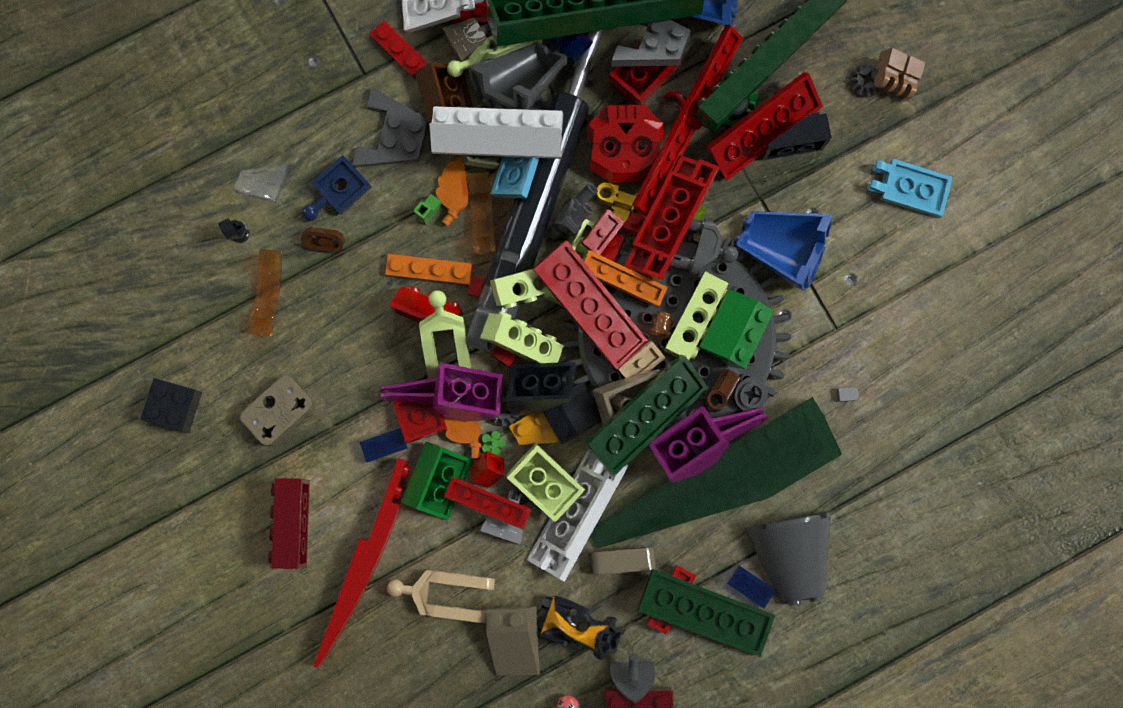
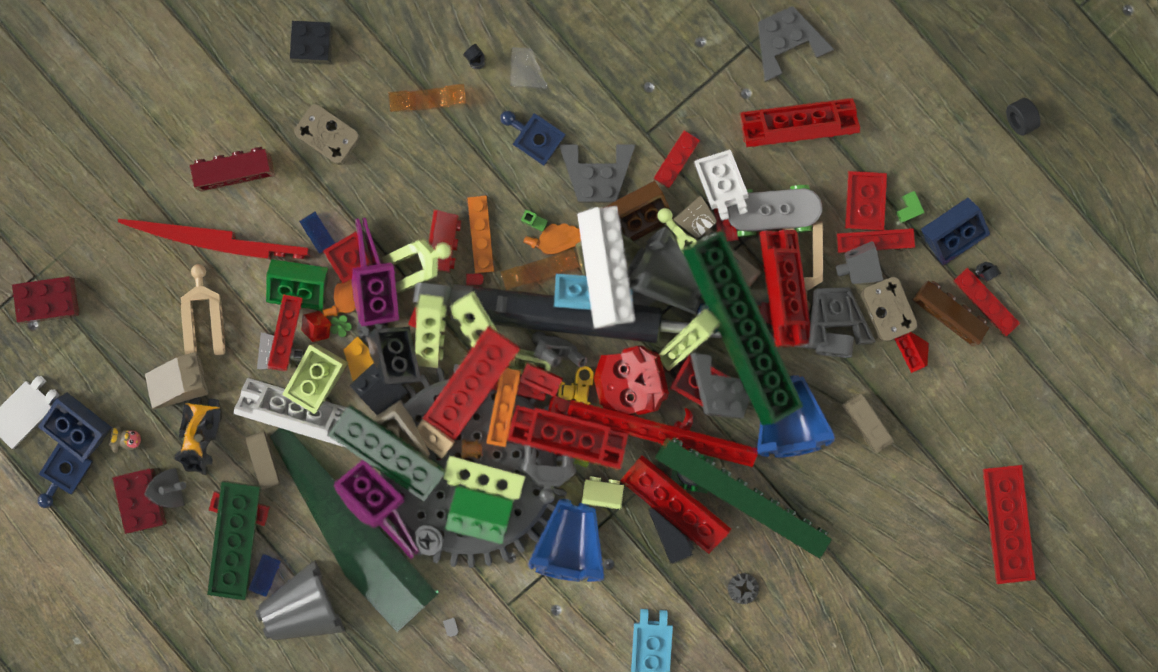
camera: 80 degrees right, 5 degrees up
(323, 239) = (485, 135): reddish brown plate -> none
(594, 67) = (688, 339): none -> yellowish green brick
(722, 389) = (427, 514): reddish brown piece -> none
(738, 198) = (603, 493): none -> yellowish green slope
(899, 73) = (754, 625): medium nougat legs -> none

